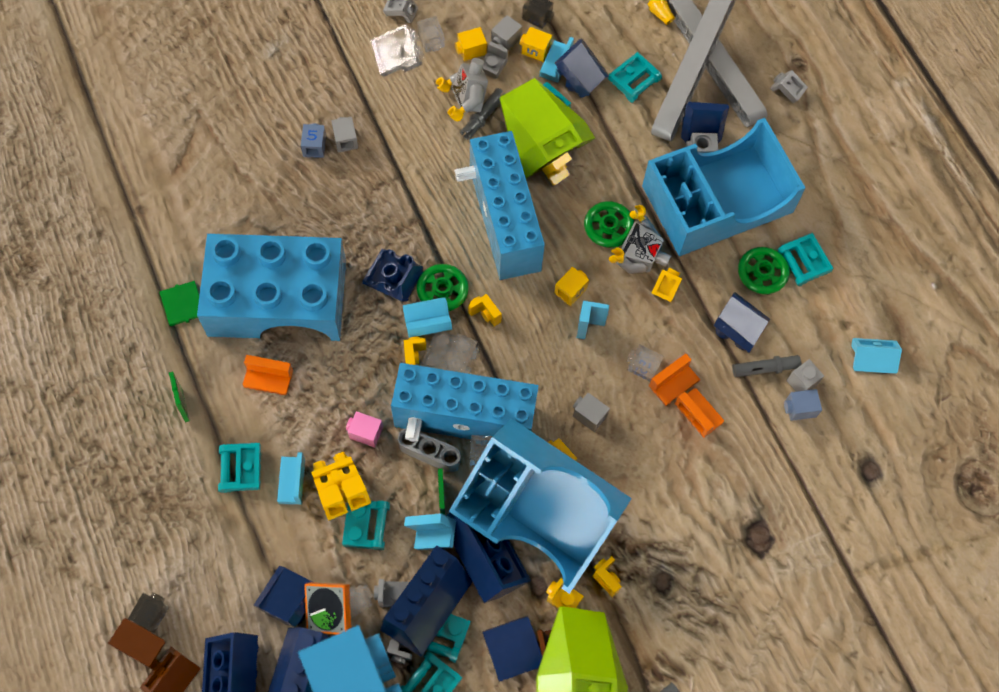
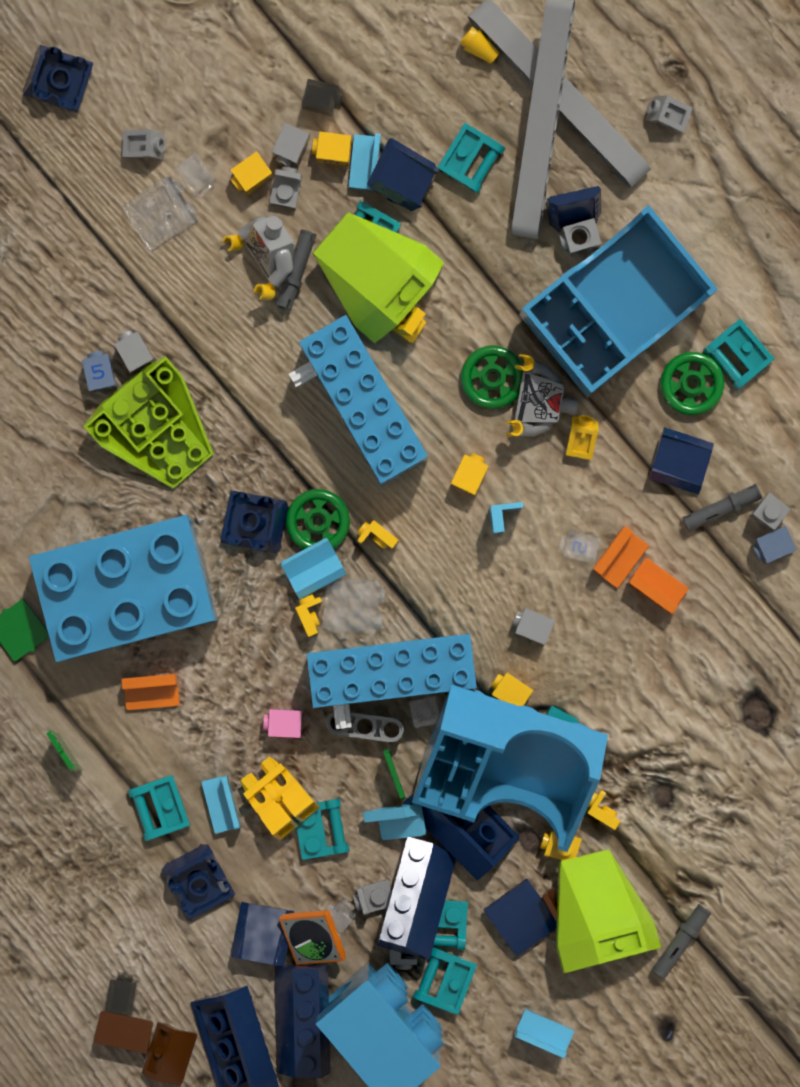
camera: 15 degrees left, 20 degrees up
(248, 537) = (197, 881): none -> dark blue slope
(341, 185) = (153, 424): none -> lime wedge

